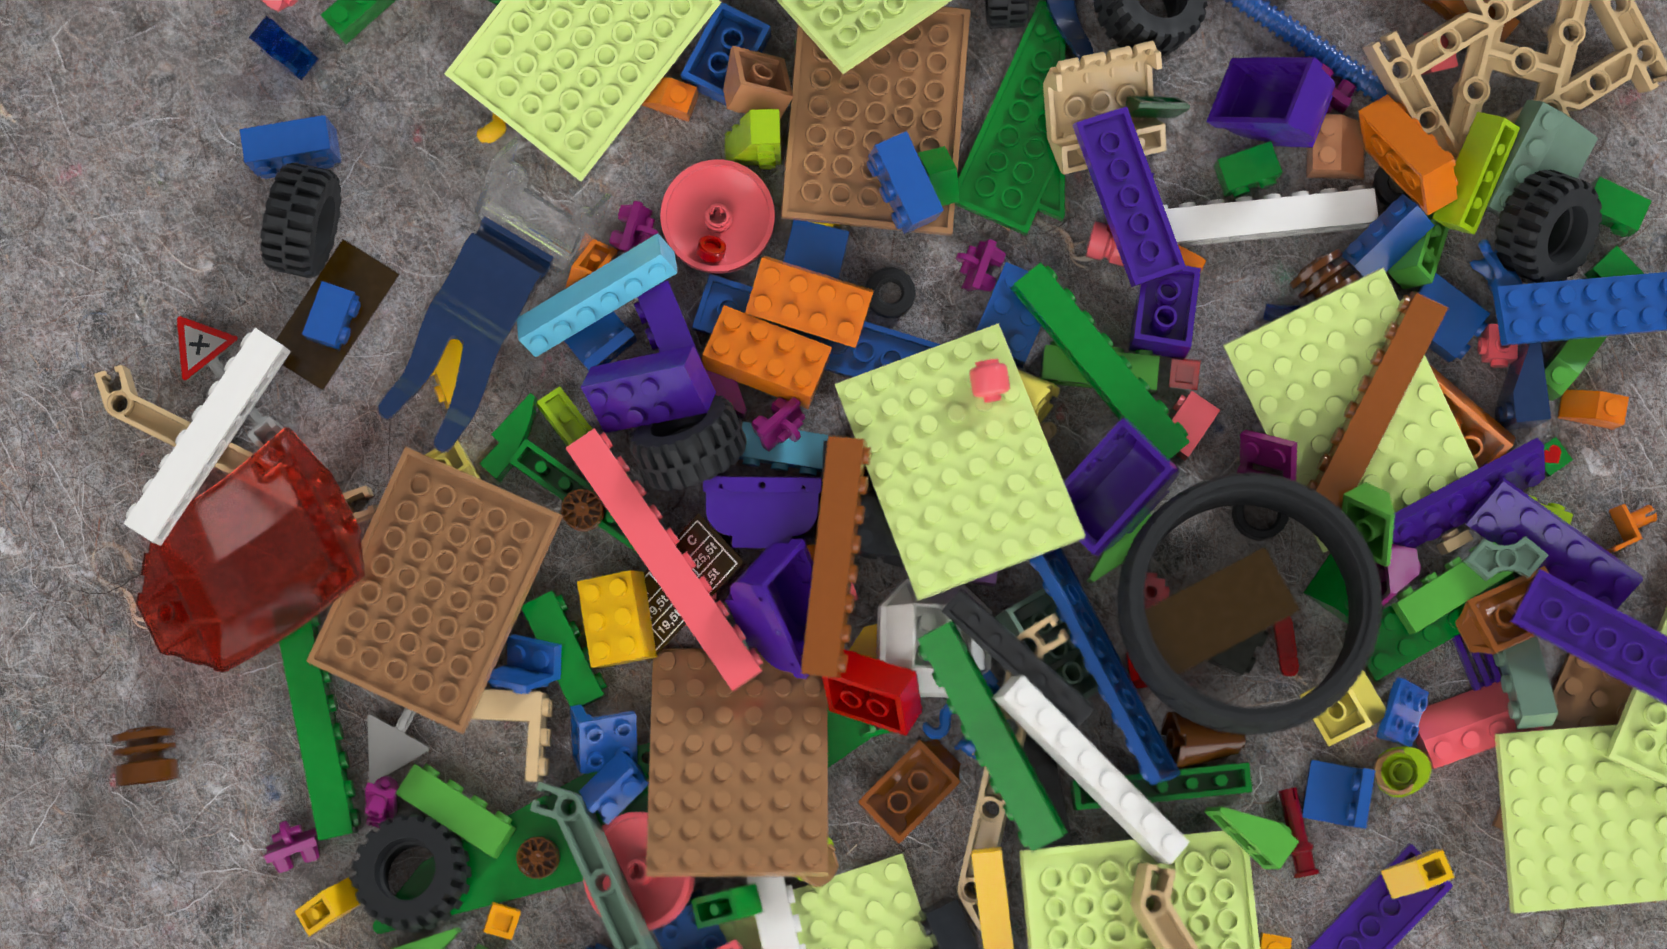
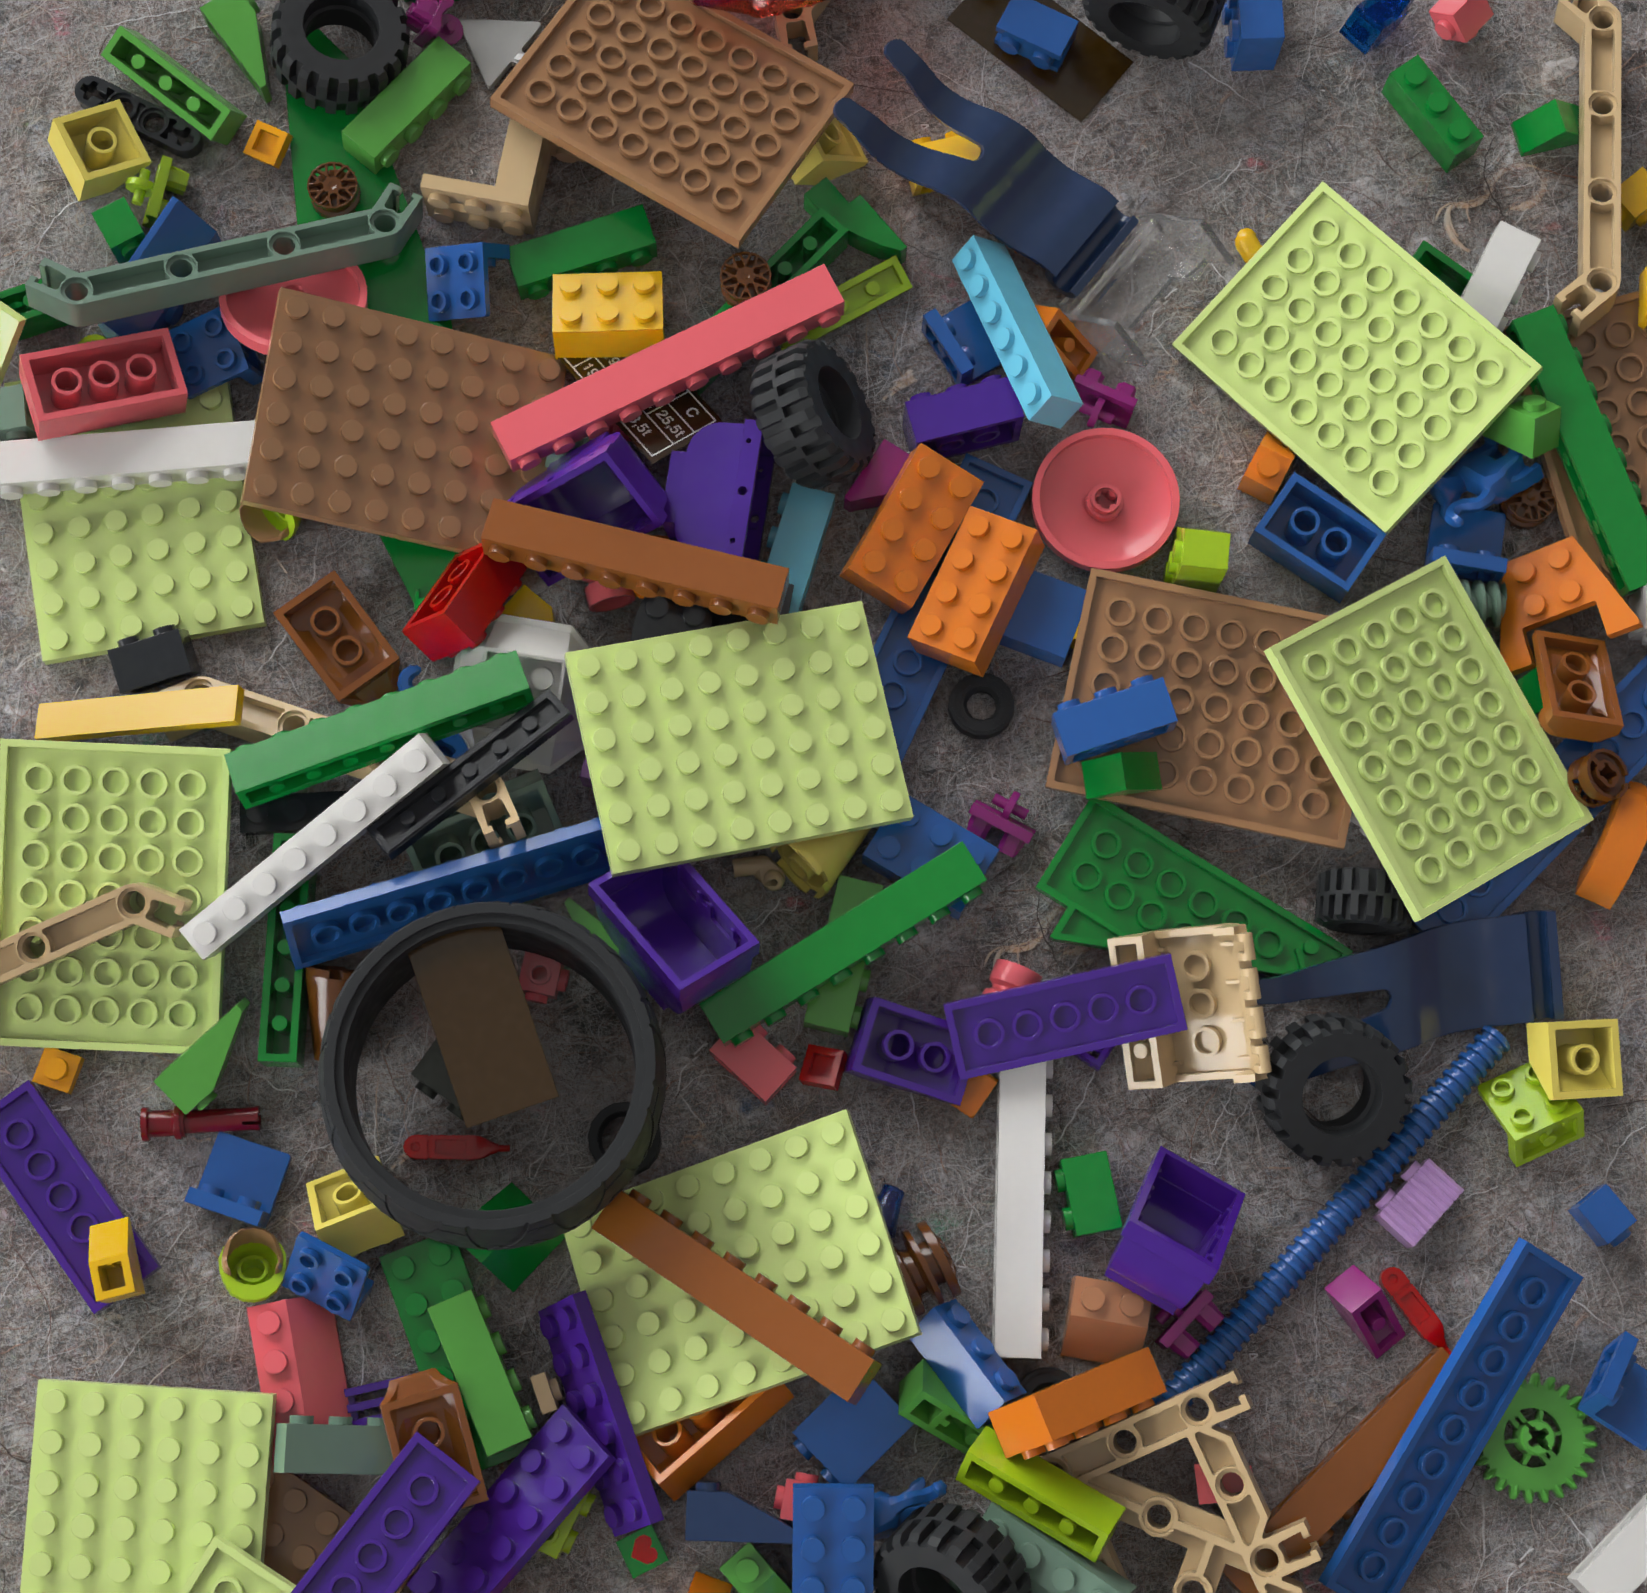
camera: 95 degrees right, 5 degrees down
(529, 665) = (561, 205): blue bracket -> none
(614, 787) = (401, 281): blue brick -> none
(648, 389) = (886, 375): dark purple brick -> none
(711, 248) = (1063, 485): red tile -> none
(726, 906) = (229, 388): green brick -> none
(756, 82) = (1271, 561): nougat slope -> none
(781, 425) = (822, 535): magenta hips -> none
(989, 380) = (834, 783): coral head -> none
(1156, 106) = (1189, 1078): dark green slope -> none
(1268, 452) = (696, 1158): magenta plate -> none
(1374, 518) = (581, 1261): bright green slope -> none
(1400, 573) = (516, 1300): magenta slope -> none
(1520, 557) = (503, 1464): sand green tile -> none

